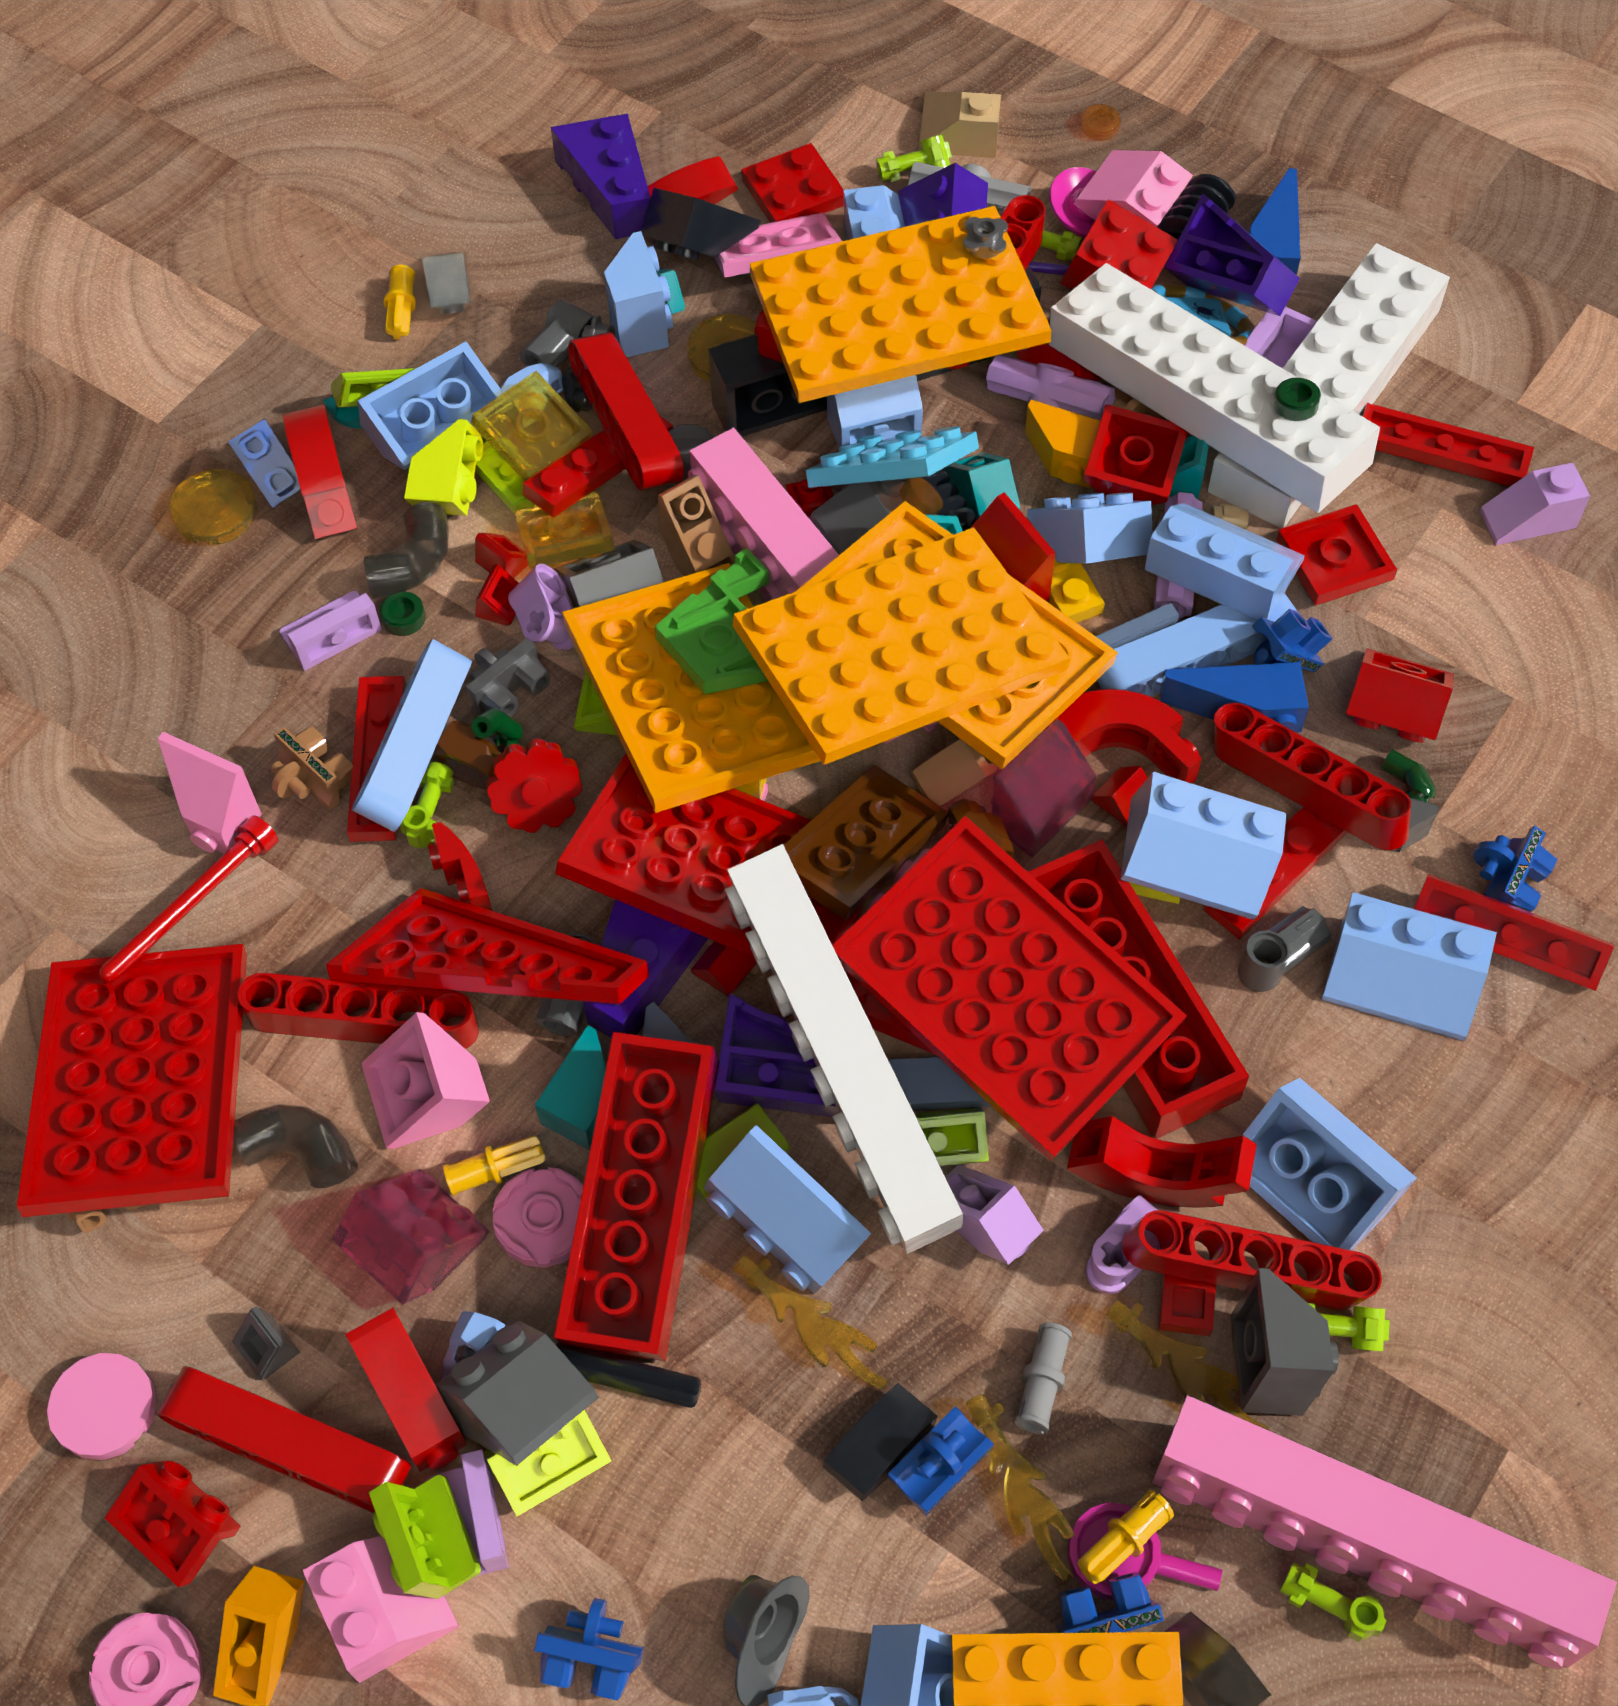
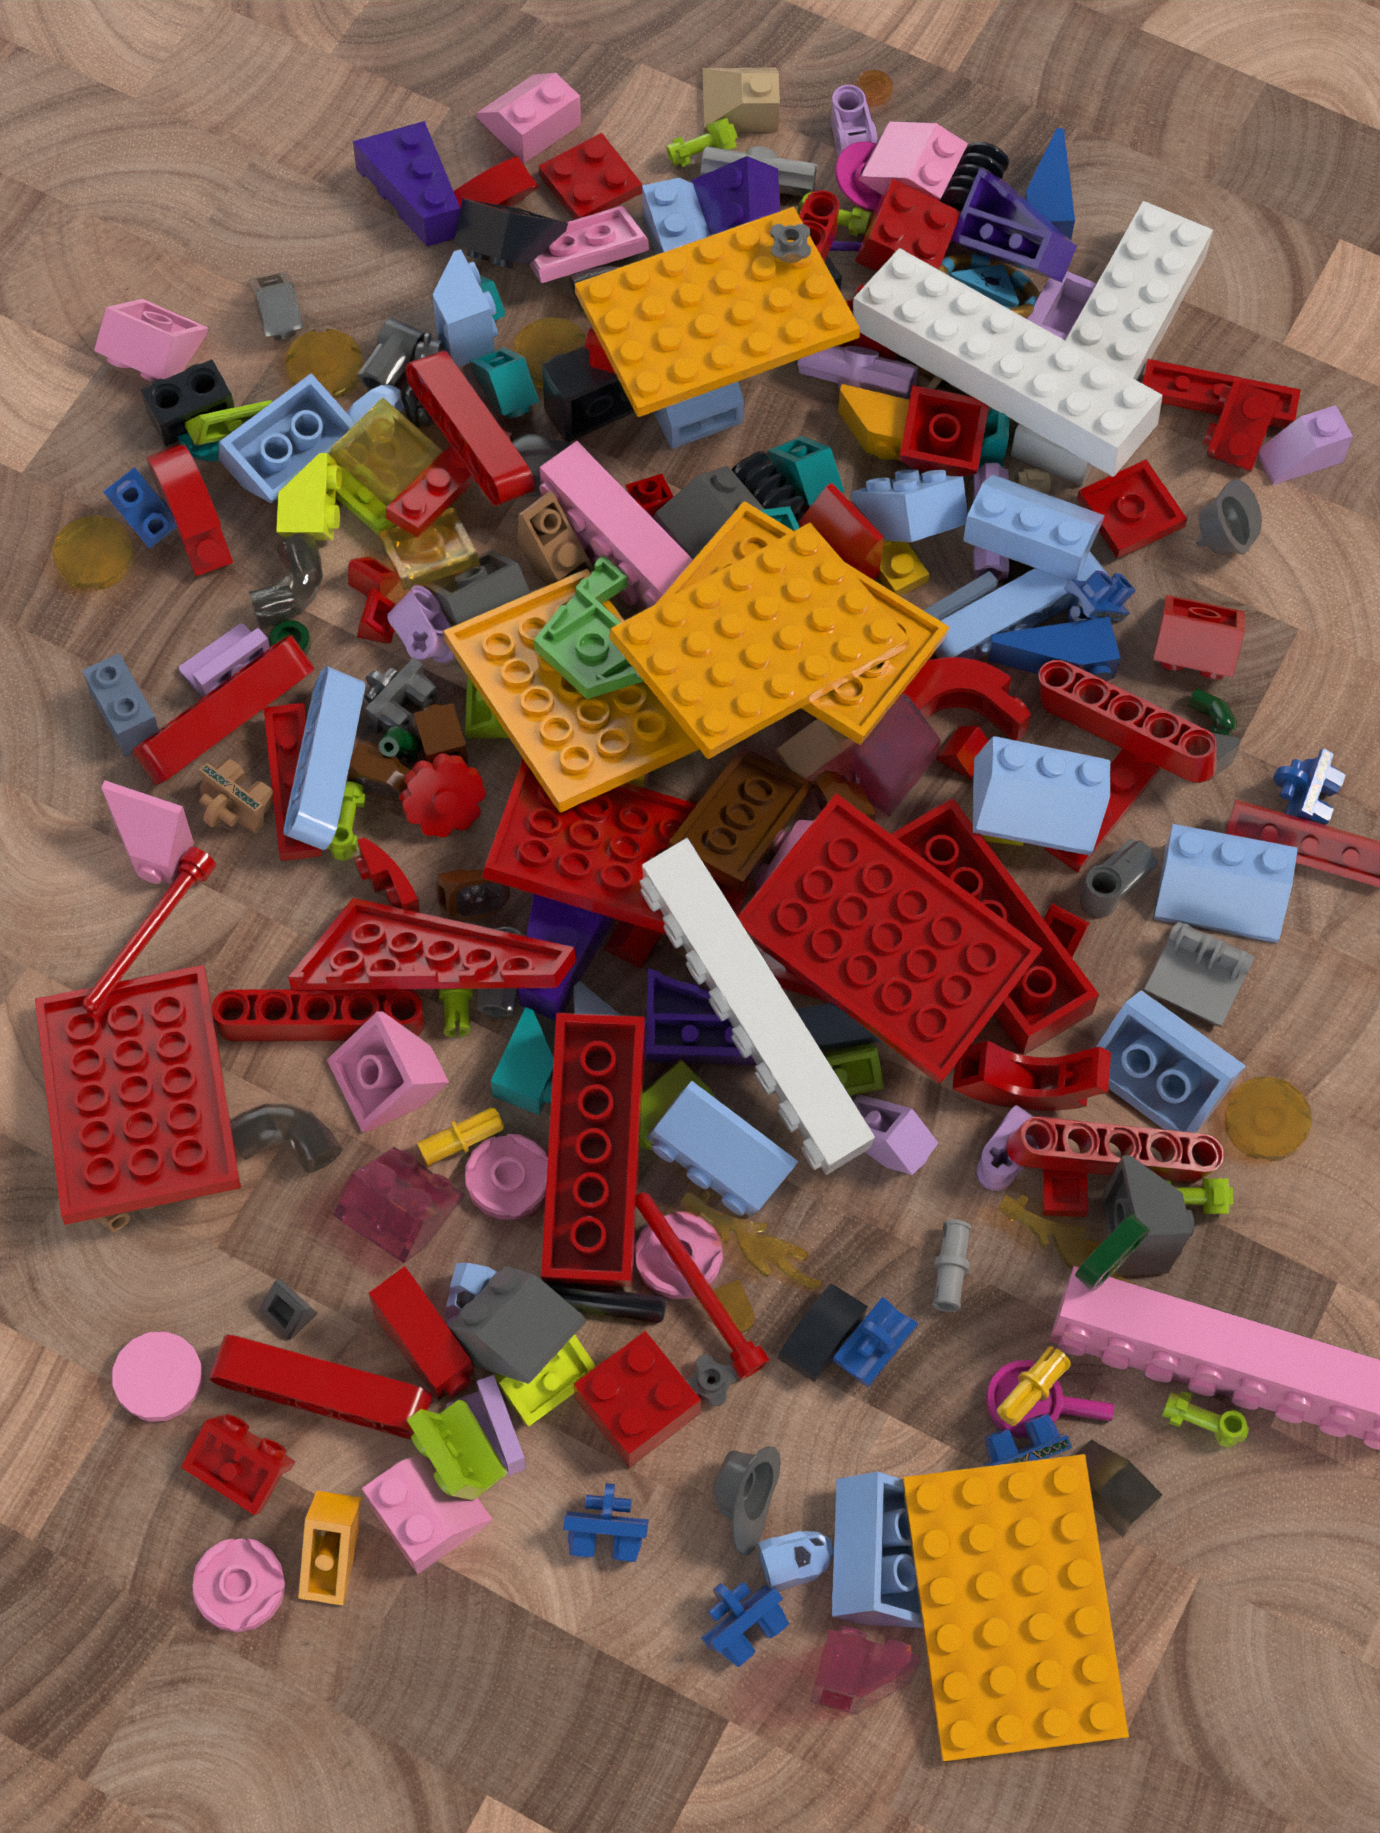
camera: 10 degrees left, 5 degrees up
(208, 661) = (120, 702): none -> sand blue brick
(309, 302) = (148, 339): none -> bright pink slope
(314, 675) = (223, 710): none -> red beam
(325, 358) = (186, 396): none -> black brick
(399, 301) = (232, 330): yellow axle -> none
(493, 337) = (327, 355): none -> clear yellow tile
(514, 1020) = (456, 1008): none -> lime pin
(545, 718) = (440, 732): none -> reddish brown brick
(547, 897) = (468, 896): none -> rock
(649, 1497) = (637, 1399): none -> red brick
(674, 373) = (505, 381): none -> teal slope
(725, 1330) = (659, 1270): none -> bright pink tile
(745, 122) = (533, 114): none -> bright pink slope
(745, 1499) = (715, 1392): none -> flat silver plate
(781, 1399) = (737, 1304): none -> clear yellow piece
(785, 1459) = (746, 1356): none -> red piece
(894, 459) = (725, 456): medium azure plate -> none
(921, 496) = (755, 491): clear orange tile -> none
(1019, 1494) = (941, 1360): clear yellow piece -> none
(1073, 143) = (851, 118): none -> lavender piece
(1220, 998) = (1067, 928): none -> red slope
(1234, 1384) = (1112, 1252): none -> dark green beam
(1297, 399) = (1086, 375): dark green tile -> none
(1369, 1066) = (1199, 974): none -> light grey hinge
(1438, 1243) = (1267, 1118): none -> clear yellow tile
(1445, 574) = (1230, 520): none -> dark grey piece
(1465, 477) = (1241, 425): none -> red bracket

